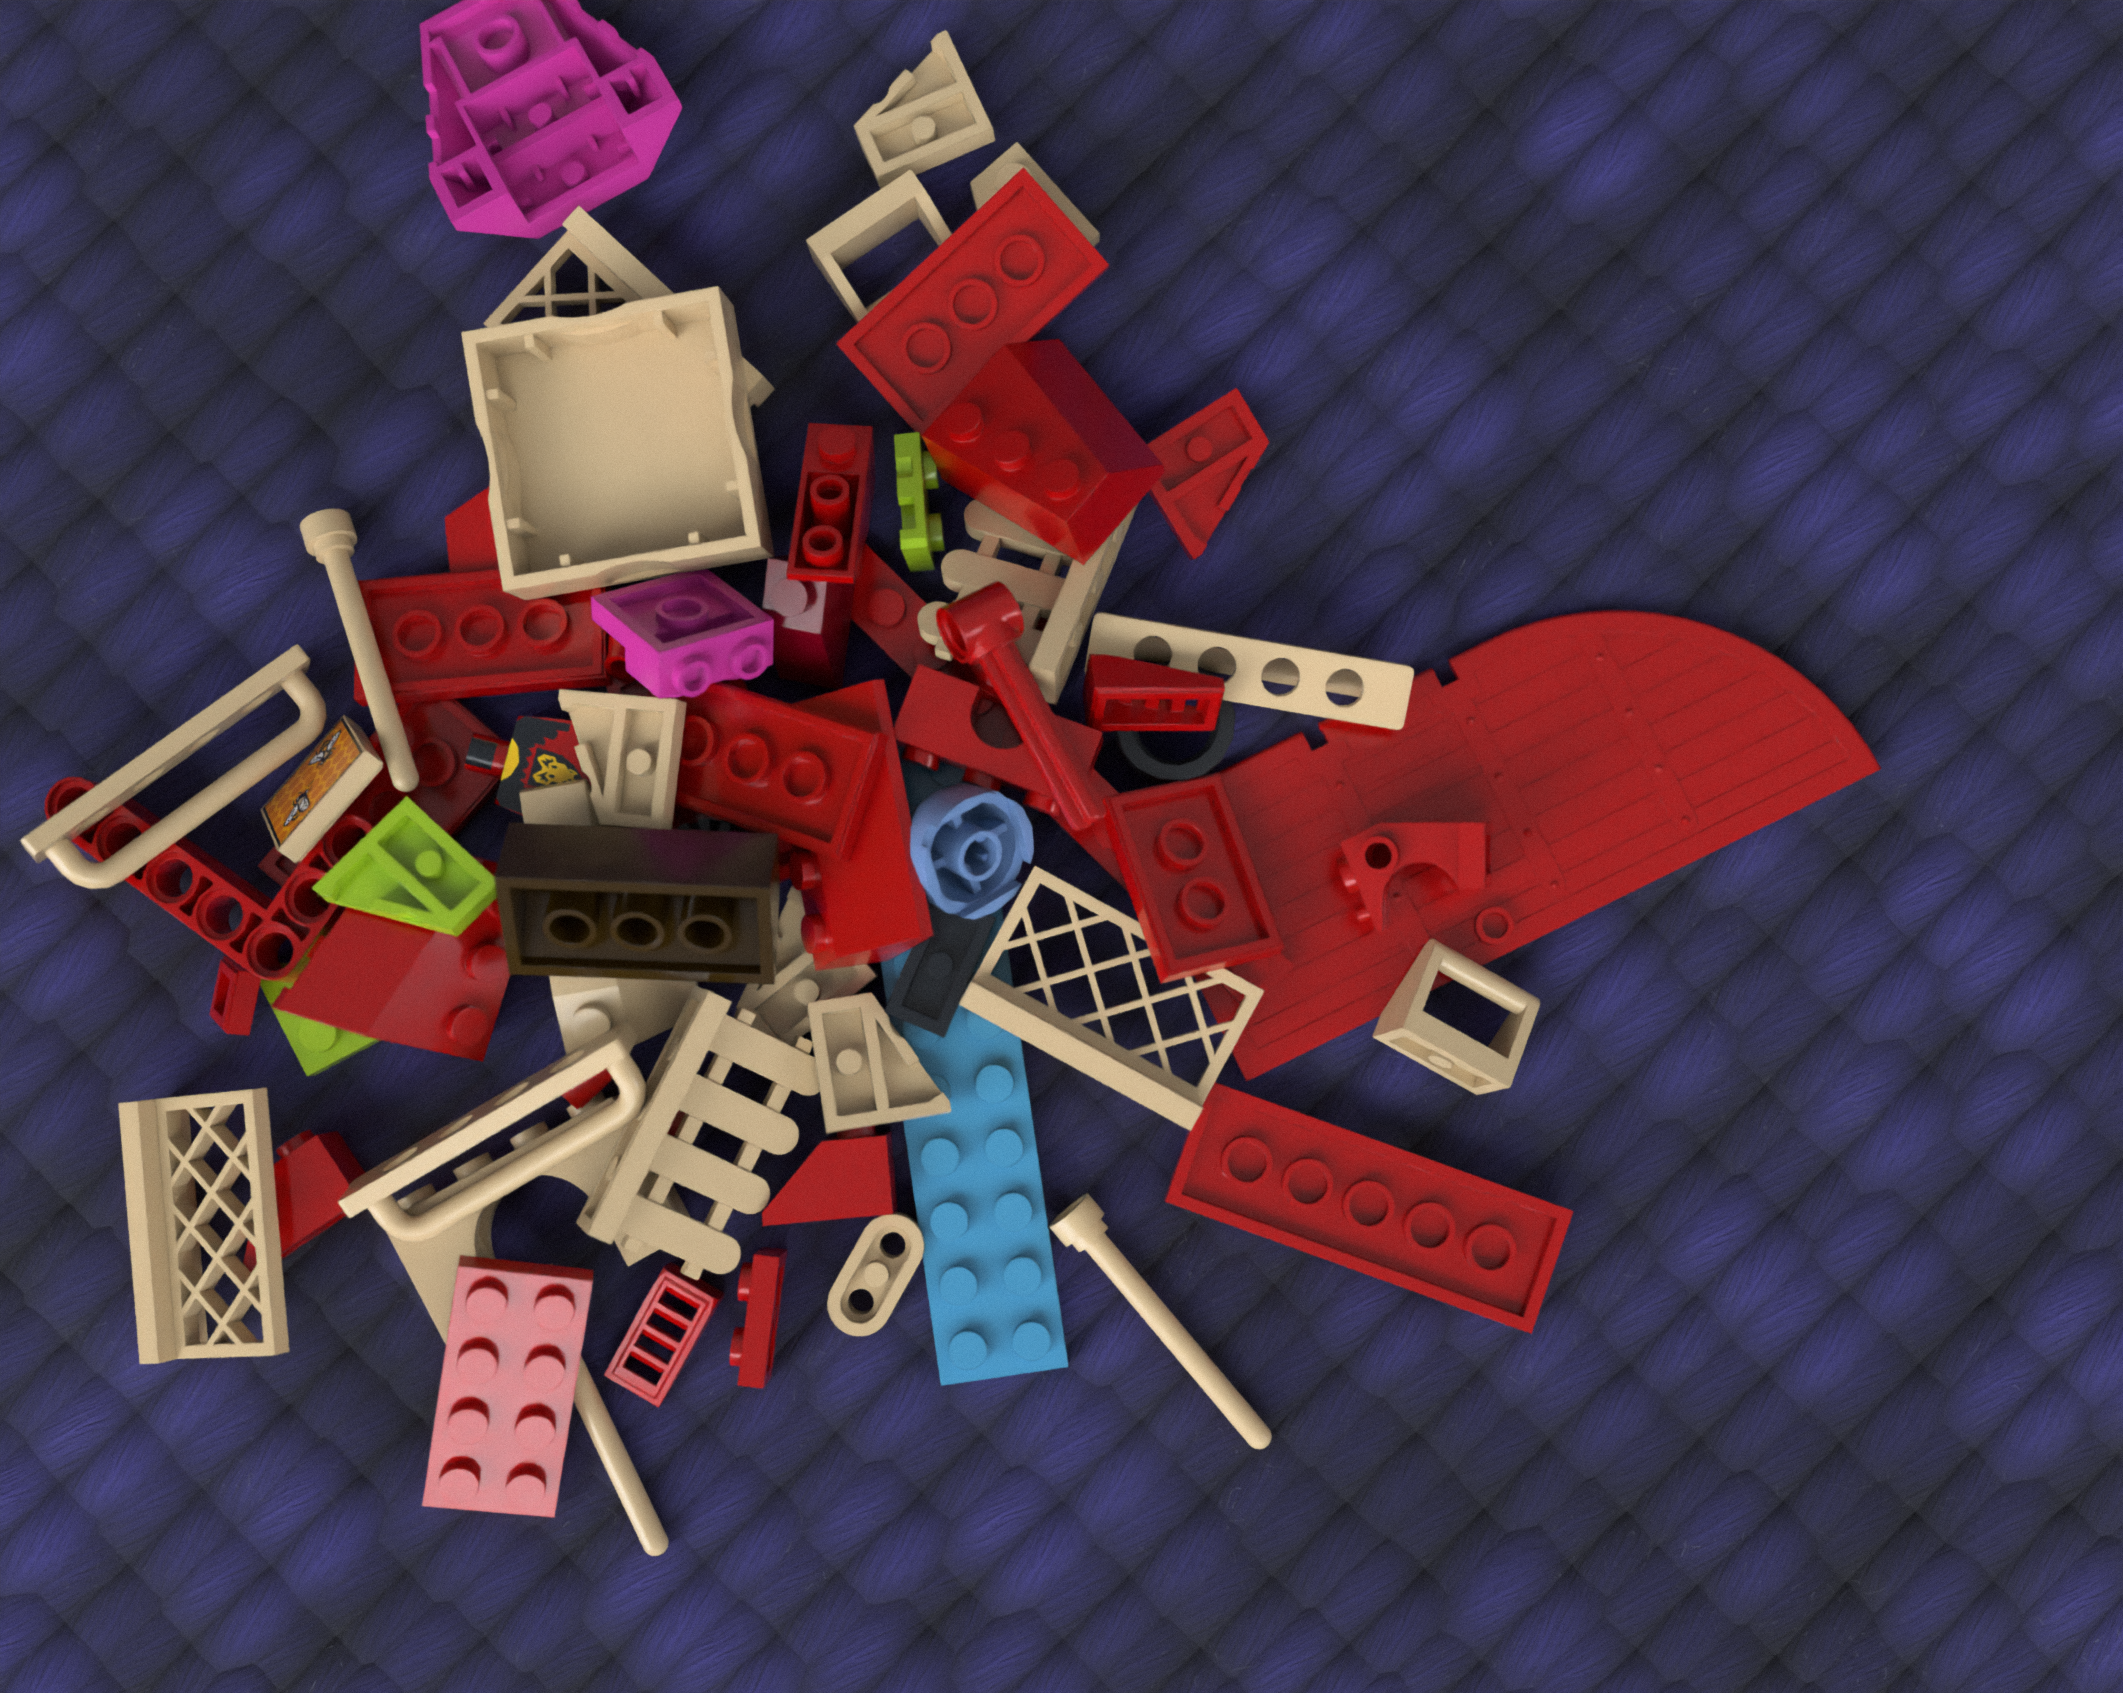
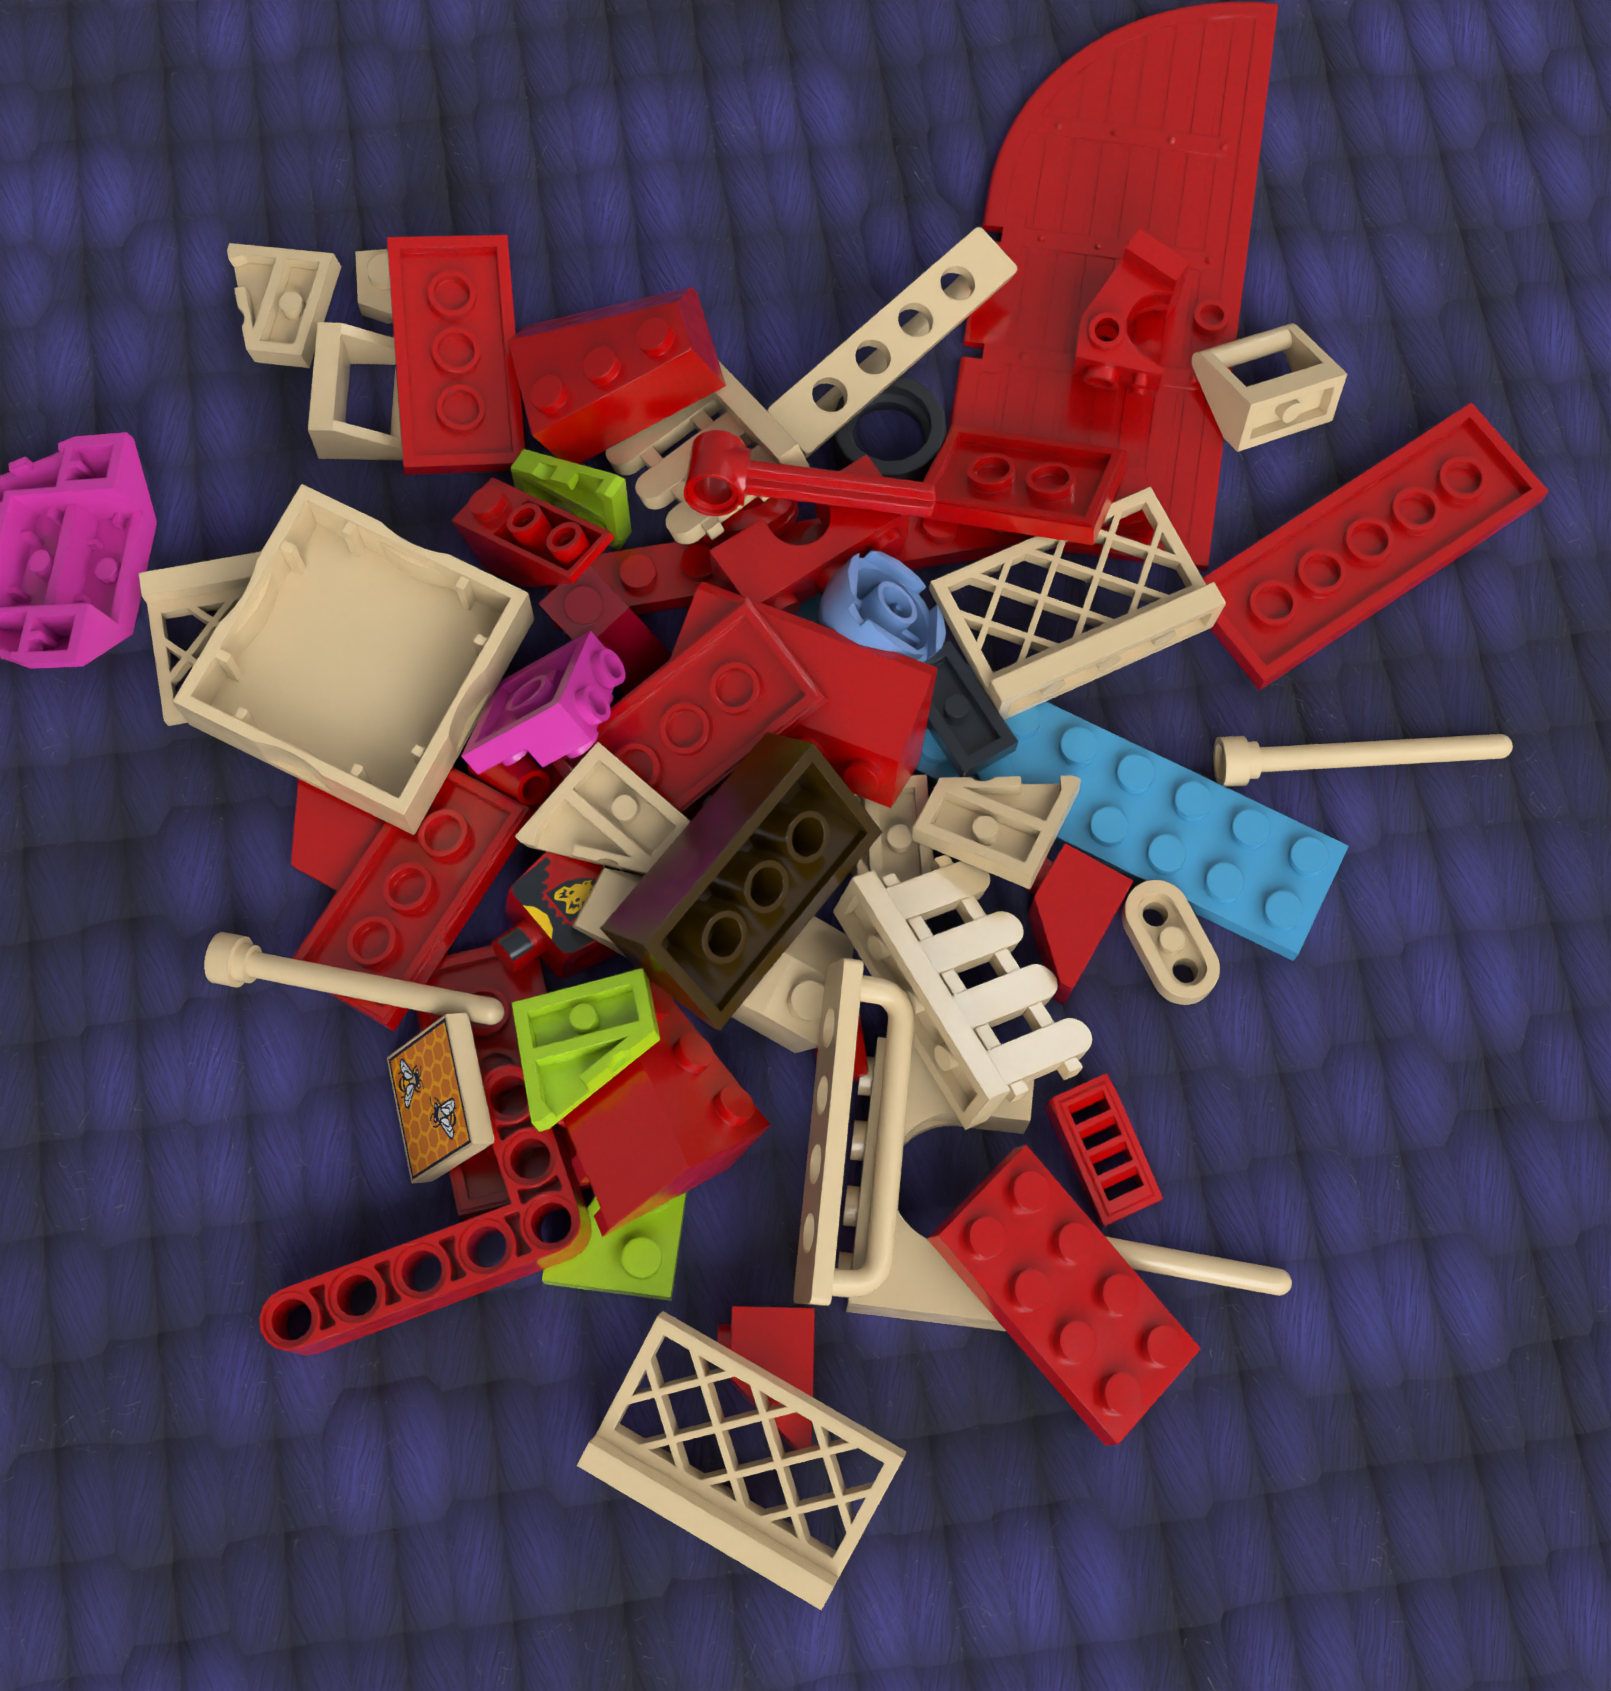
camera: 60 degrees left, 15 degrees down
(54, 836) = (380, 1264): tan piece -> none
(234, 997) = (557, 1304): red tile -> none
(755, 1343) = (1163, 1072): red plate -> none
(1131, 692) = (828, 430): red slope -> none
(1205, 468) = (707, 262): red wing -> none

